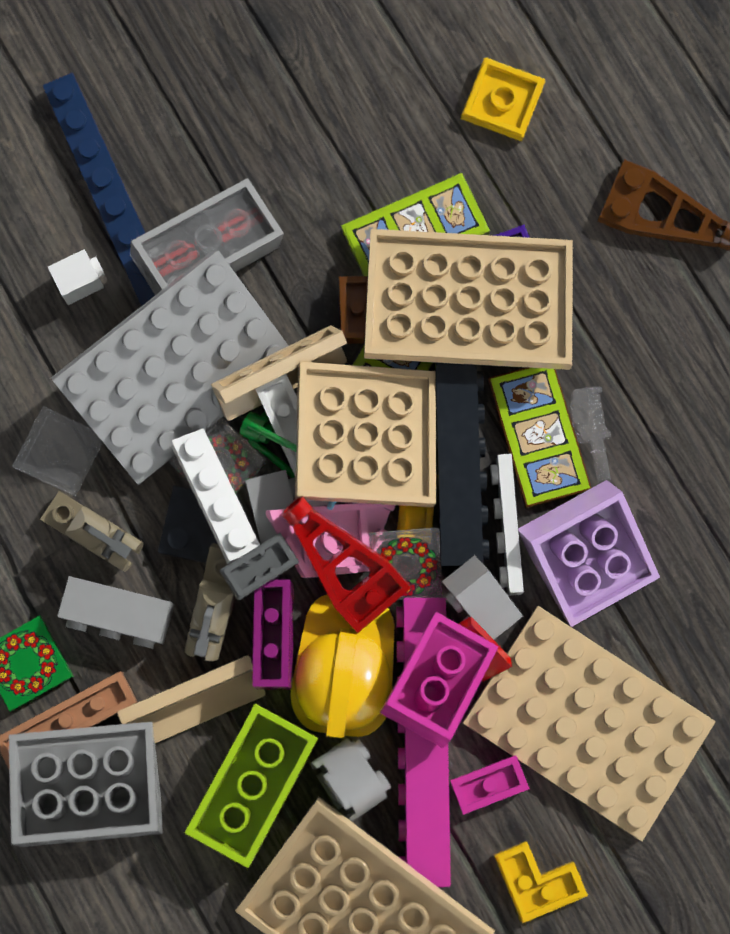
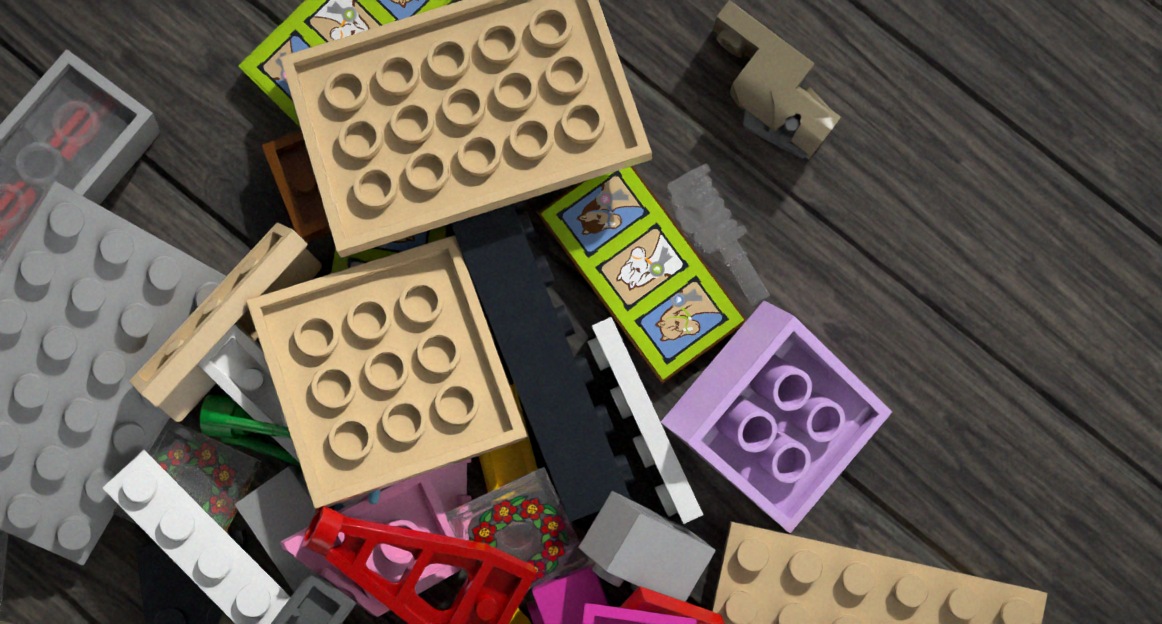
camera: 15 degrees left, 5 degrees up
(657, 355) = (770, 85): none -> dark tan plate

